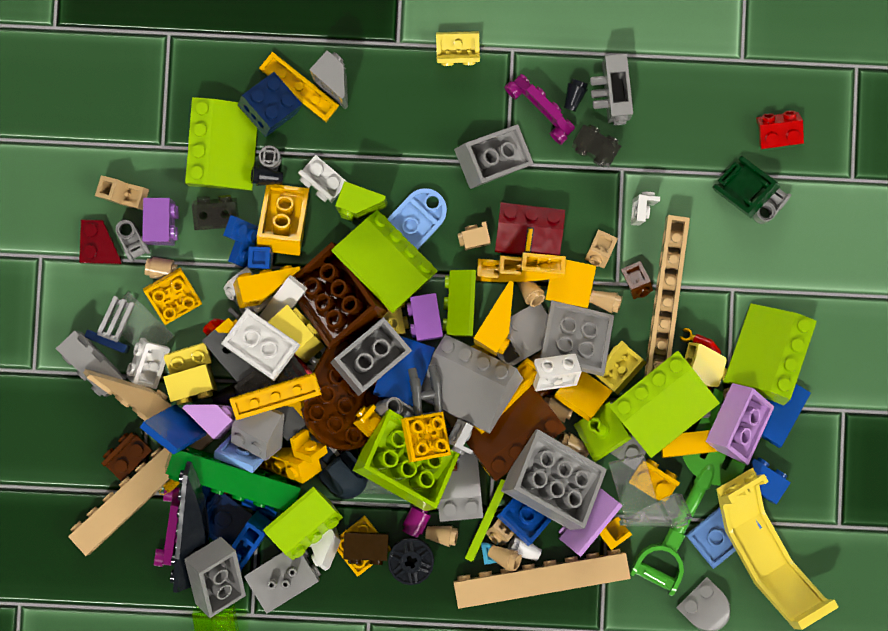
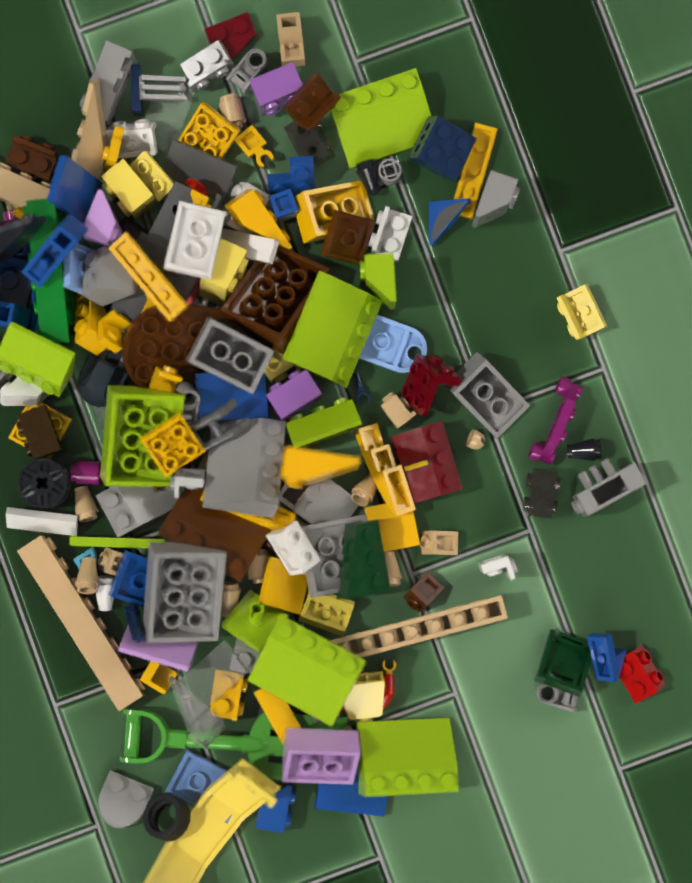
camera: 70 degrees right, 0 degrees up
(111, 273) = (206, 65): none -> bracket
(153, 384) = (111, 152): none -> yellow plate
(185, 196) = (311, 102): none -> reddish brown bracket
(188, 324) = (189, 162): none -> dark grey piece
(196, 263) = (252, 144): none -> yellow plate
(219, 466) = (55, 250): none -> blue slope
(311, 215) = (347, 237): none -> reddish brown tile
(327, 129) = (443, 215): none -> tile
(441, 577) = (42, 521): none -> white tile
(443, 260) = (360, 388): none -> dark blue hand
(460, 202) = (423, 381): none -> dark red bracket
(526, 182) = (475, 440): none -> tan hinge
(562, 533) = (135, 622): none -> dark blue axle
(592, 318) = (363, 561): none -> dark green wedge
(726, 585) = (152, 813): none -> black tyre
(756, 151) = (605, 658): none -> blue slope

